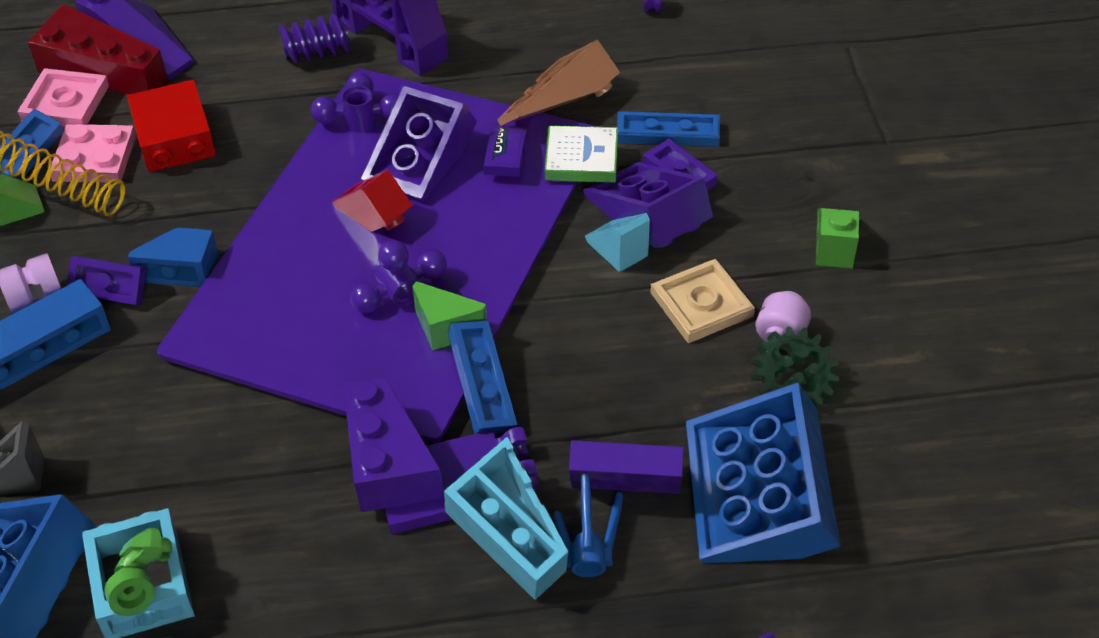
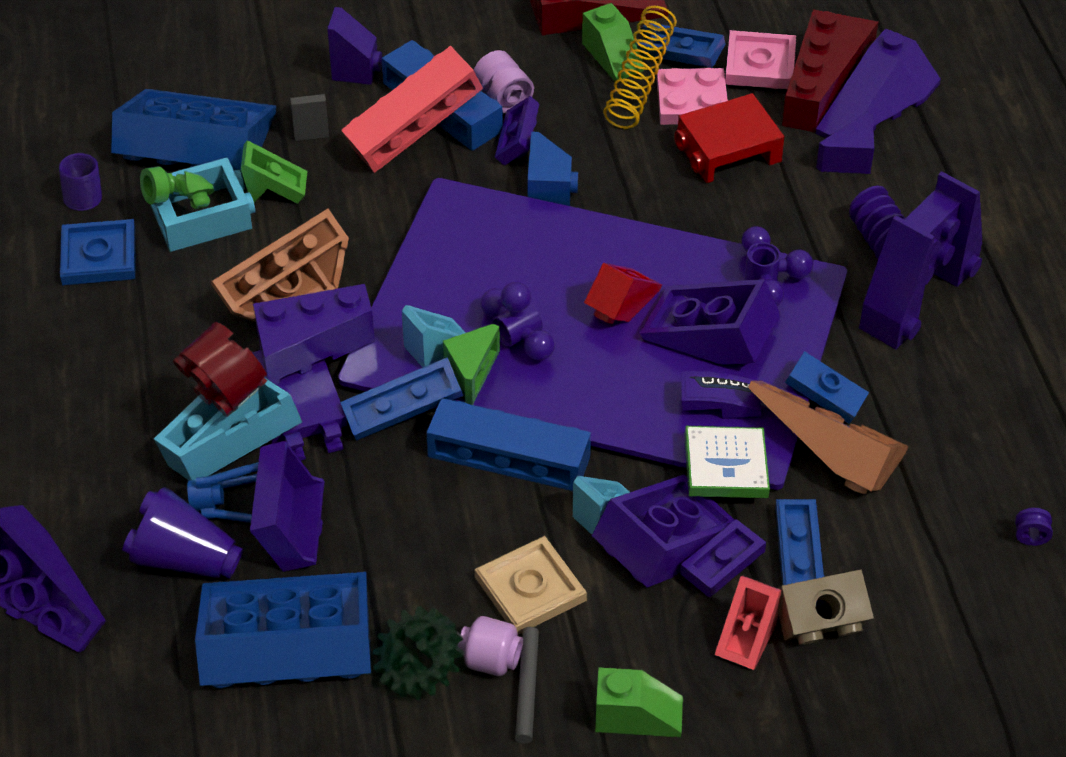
camera: 85 degrees right, 0 degrees up
(64, 351) = (412, 109): none -> coral brick
(113, 496) = (268, 171): none -> bright green slope
(208, 47) = (849, 148): none -> dark purple slope
(275, 477) = (294, 265): none -> nougat wedge
(407, 349) = (425, 334): none -> medium azure slope
(490, 477) = (221, 369): none -> dark red brick
(498, 91) = (826, 387): none -> blue plate
(542, 302) = (508, 444): none -> blue brick
(657, 572) = (180, 539): none -> dark purple cone
(737, 109) = (842, 591): none -> dark tan brick
(752, 156) = (749, 622): none -> coral slope
(828, 307) = (527, 685): none -> dark grey bar

